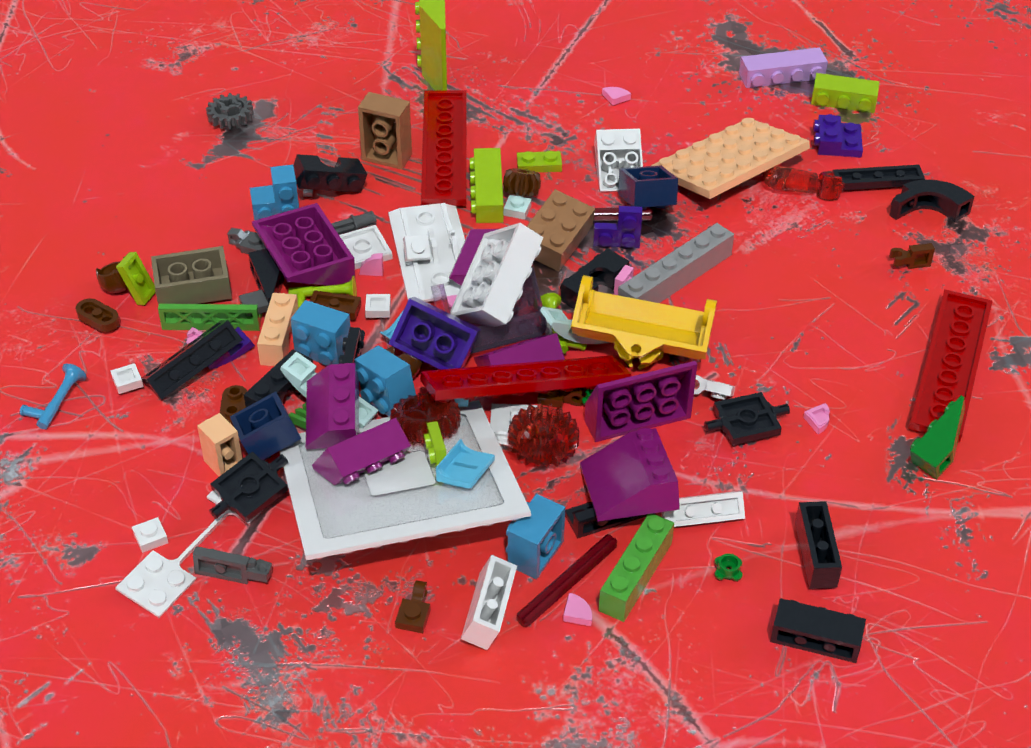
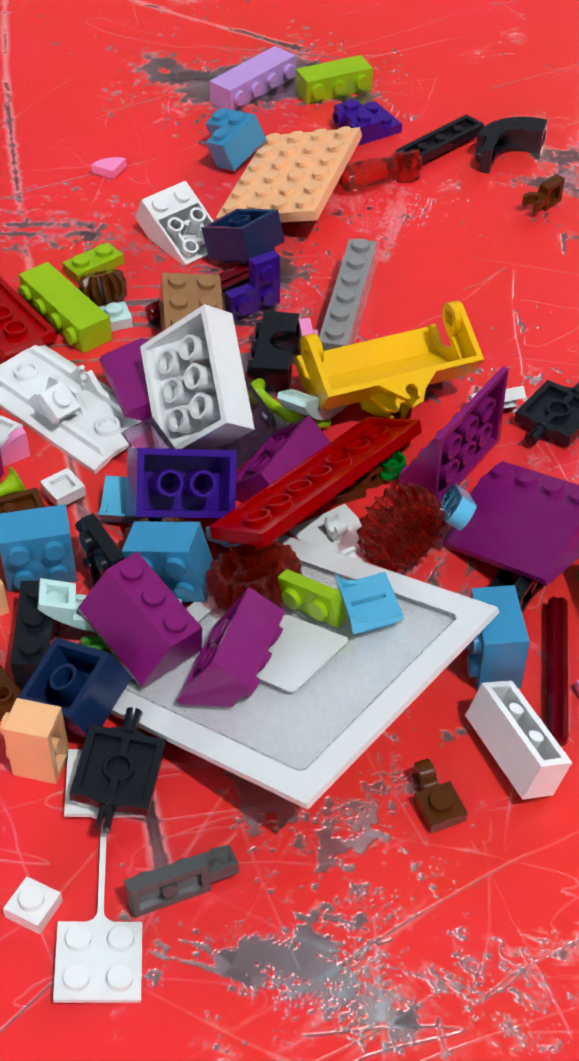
camera: 35 degrees left, 0 degrees up
(595, 442) = (458, 506): none -> medium azure beam
(715, 110) = (233, 137): none -> dark azure brick

